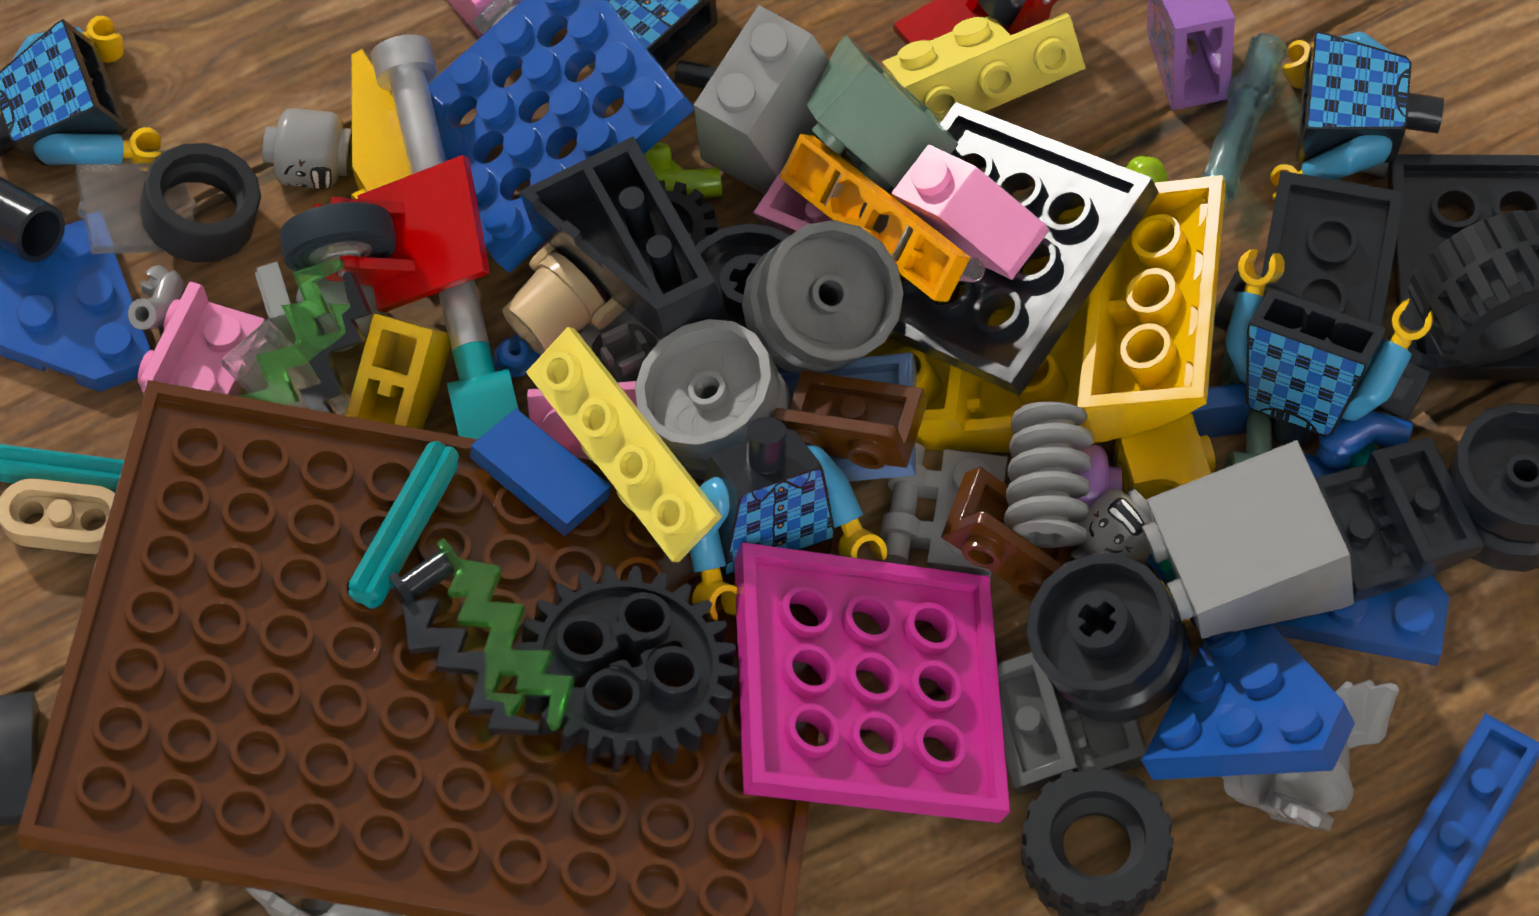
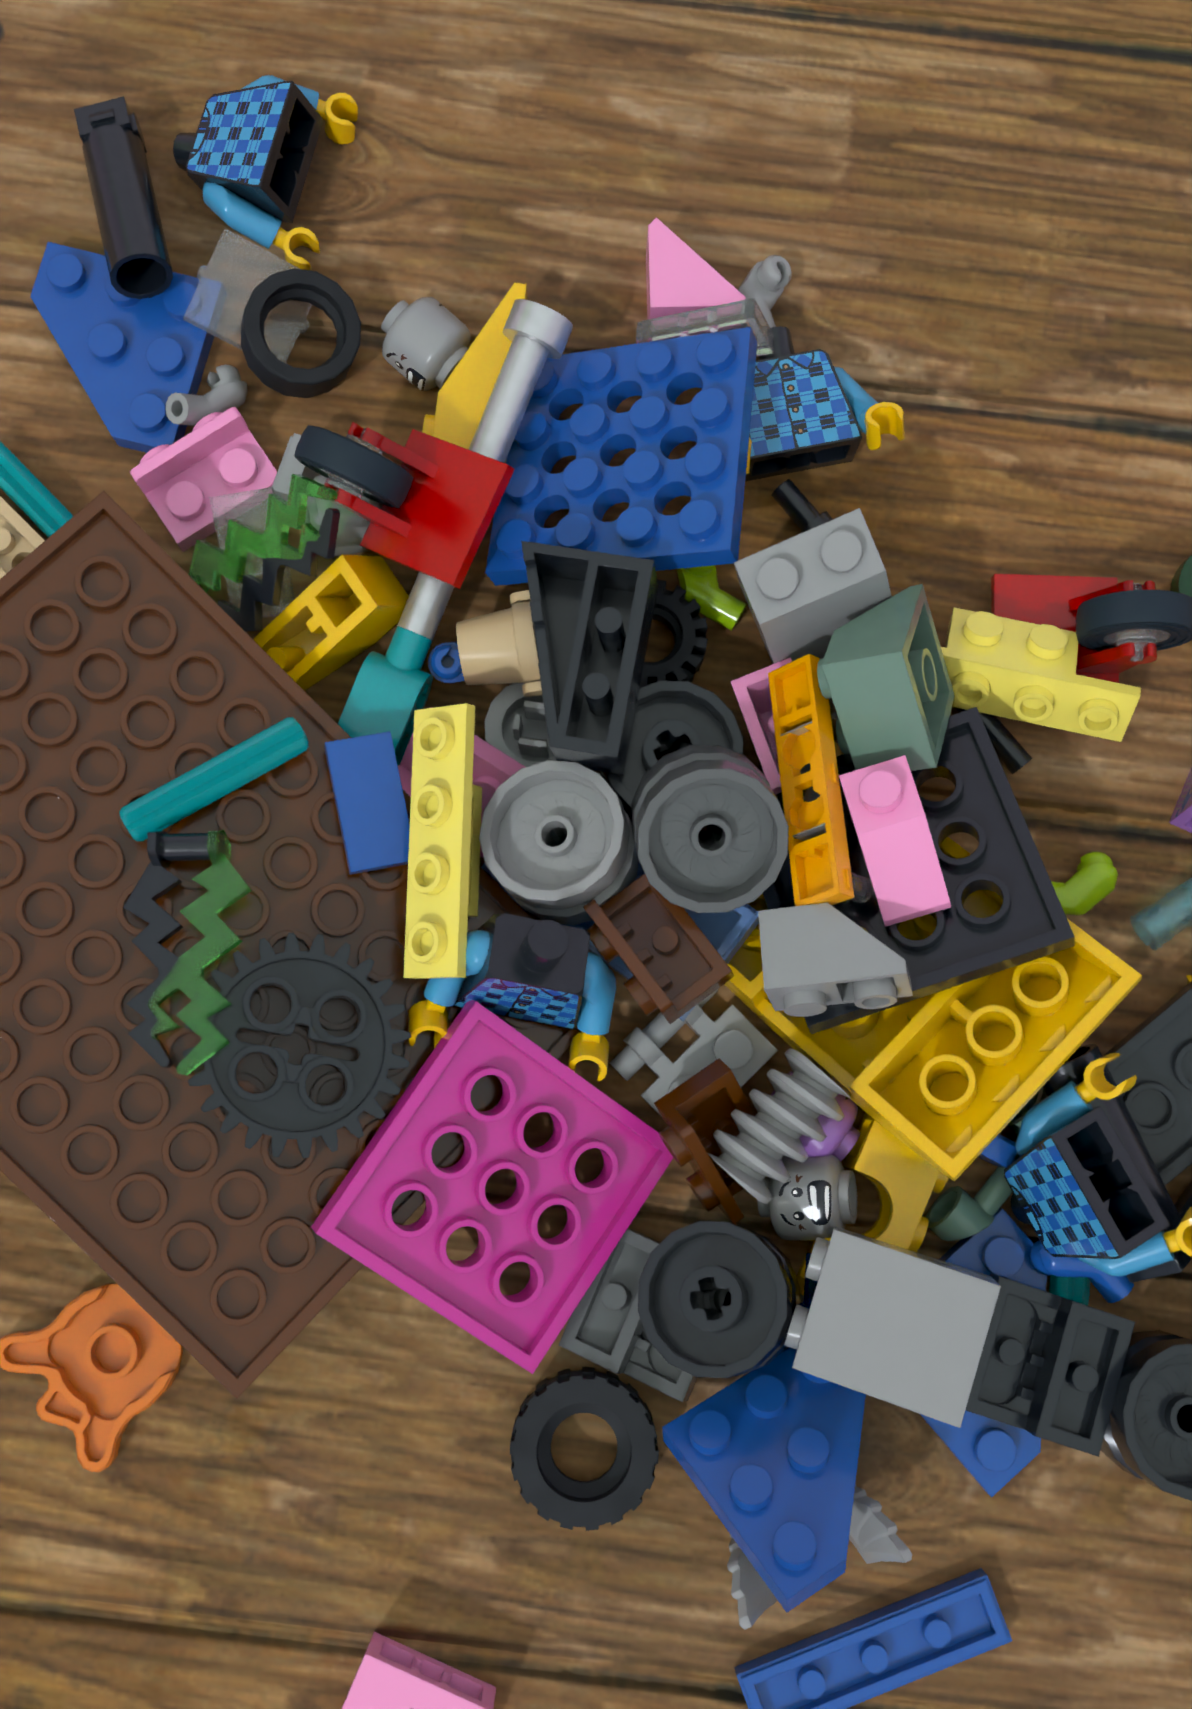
camera: 30 degrees right, 20 degrees up
(988, 319) = (825, 959): none -> light grey slope

